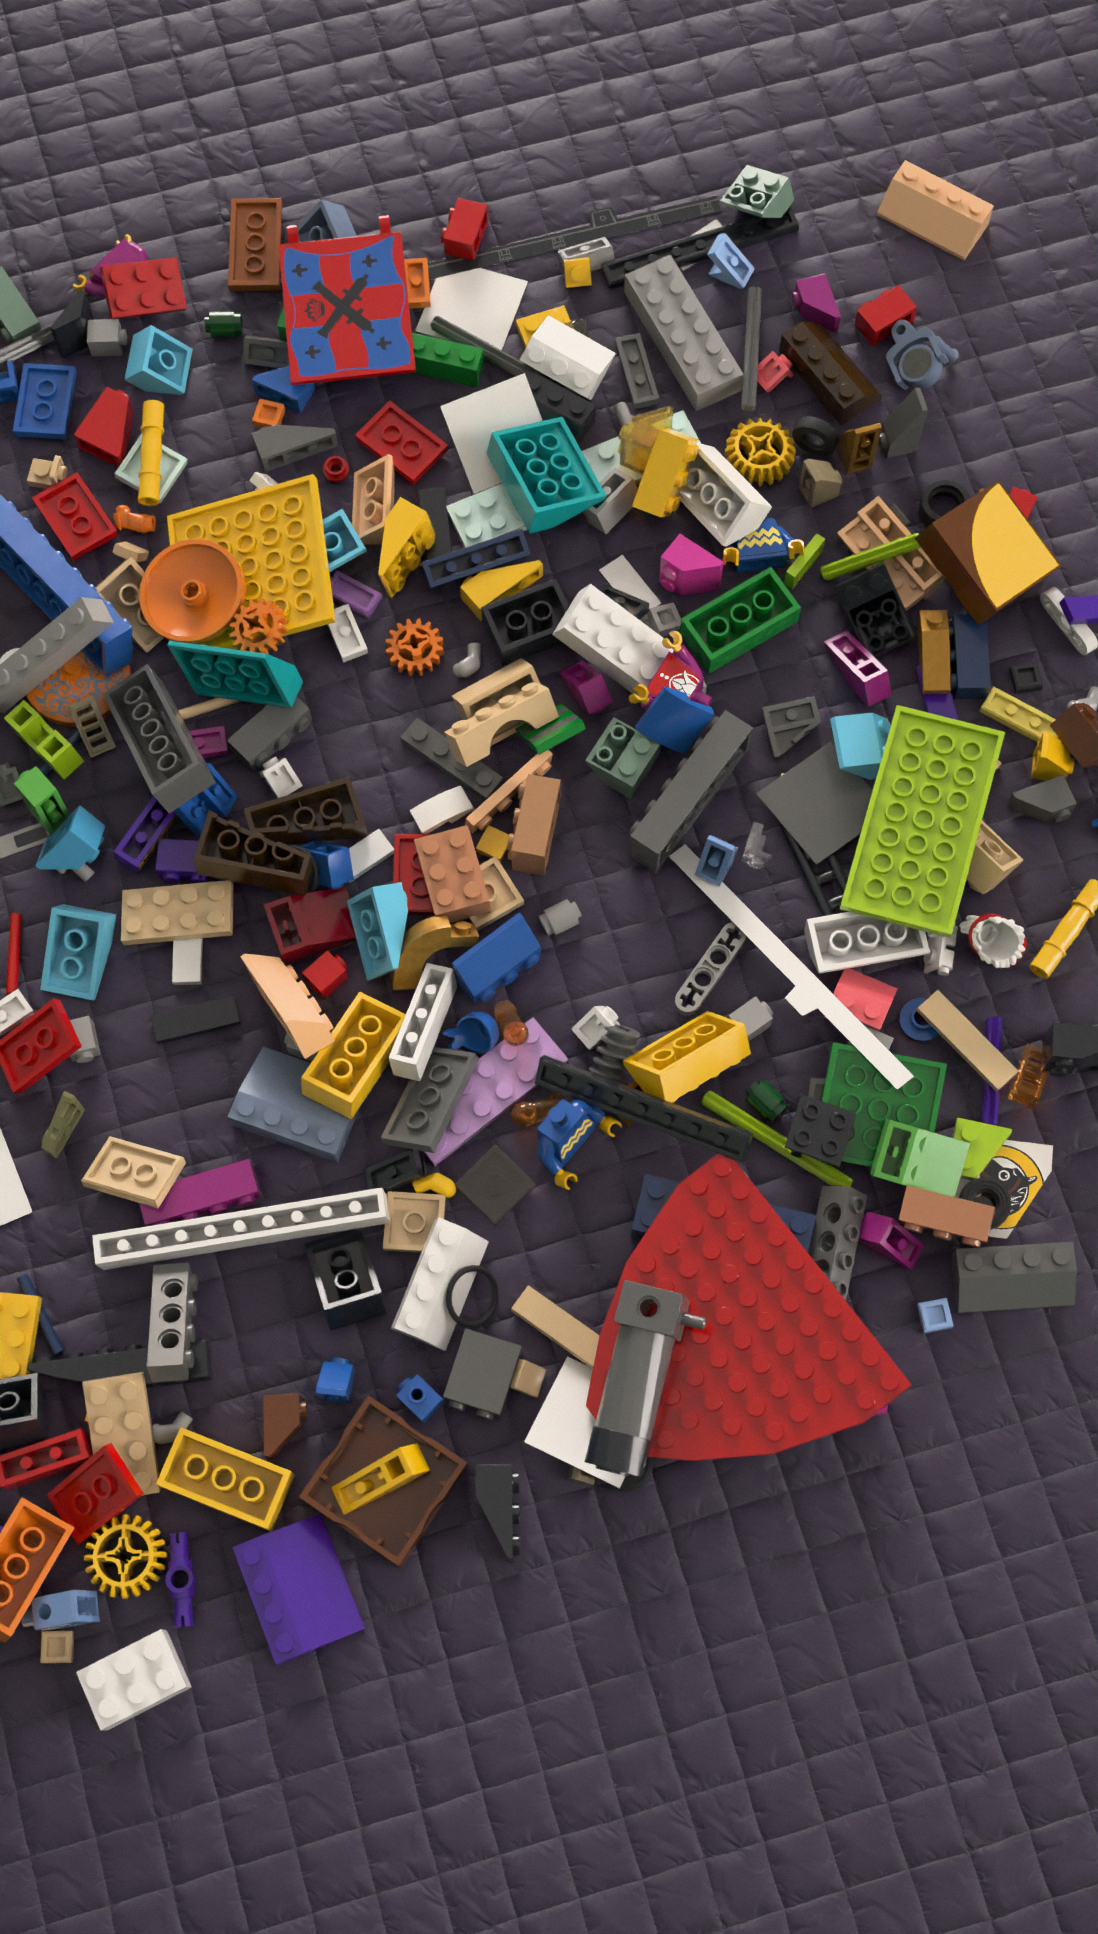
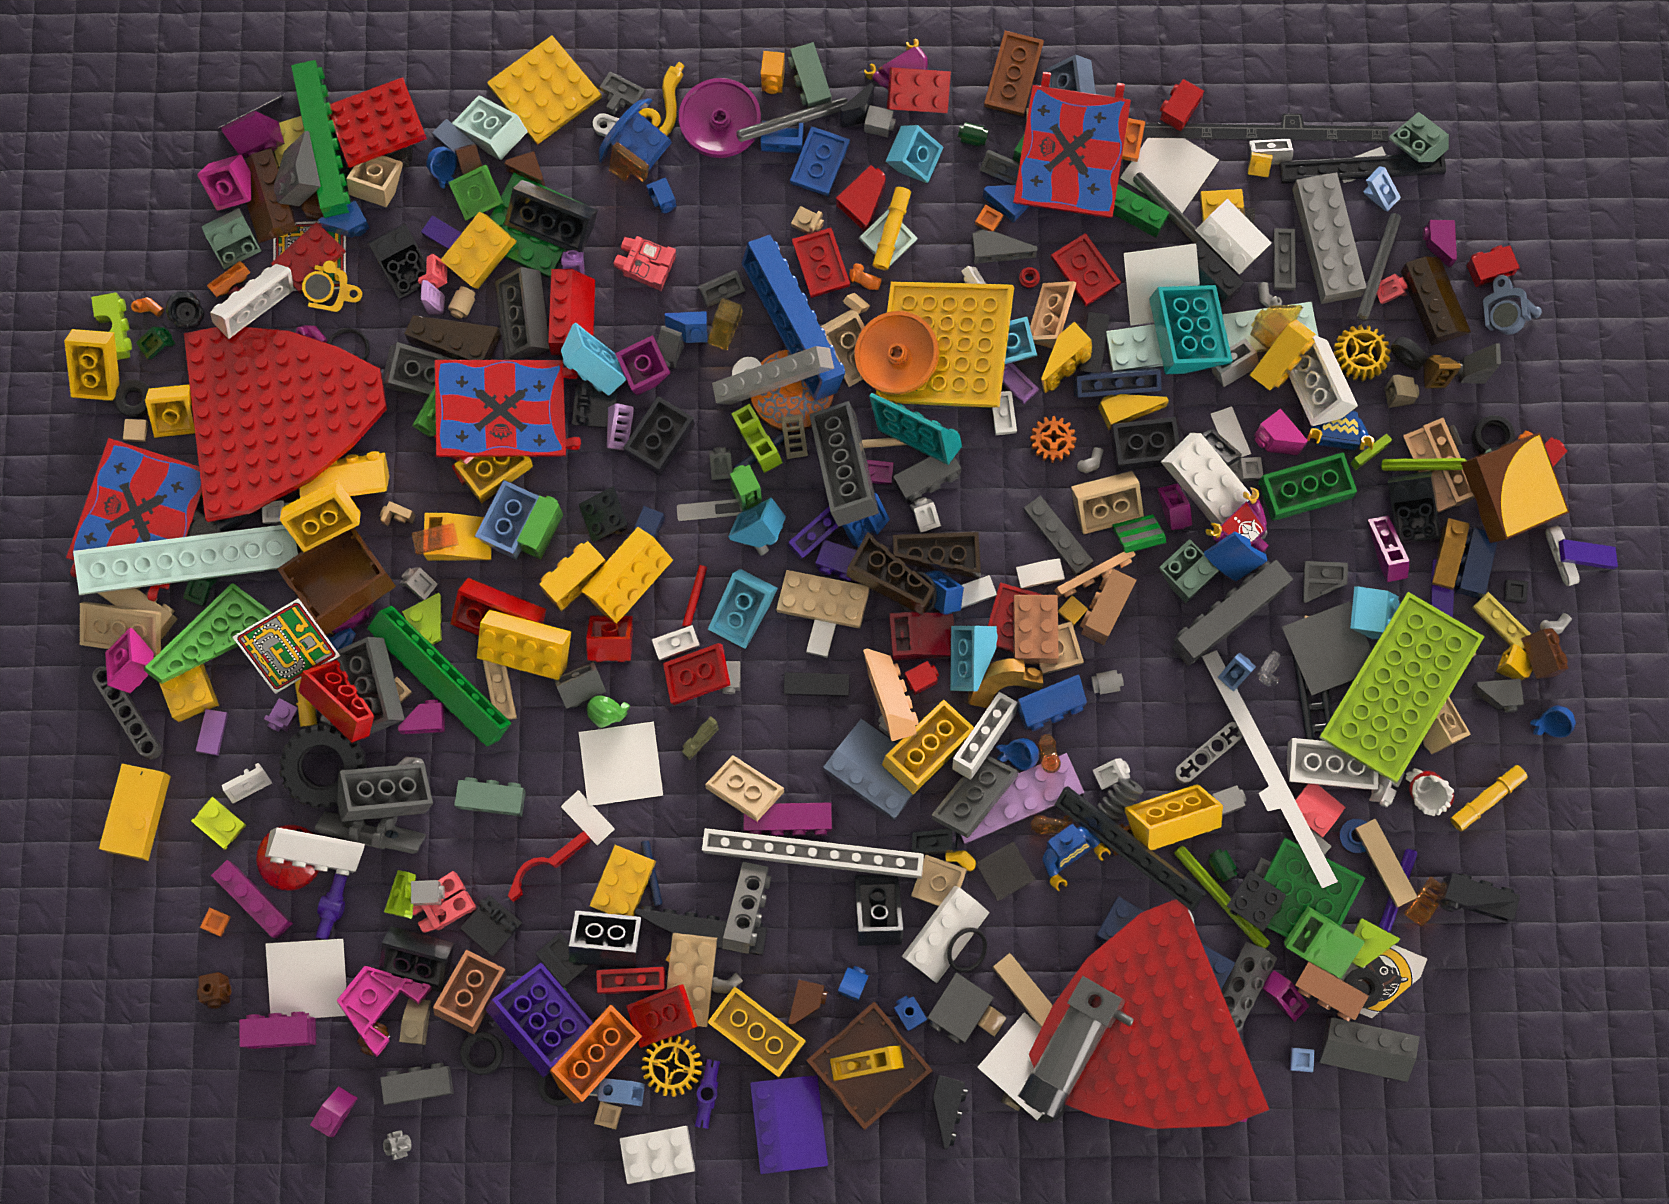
camera: 15 degrees right, 5 degrees up
(259, 627) = (937, 406): orange gear -> none
(472, 737) = (1078, 526): tan arch -> none
(935, 210) = (1558, 188): light nougat slope -> none

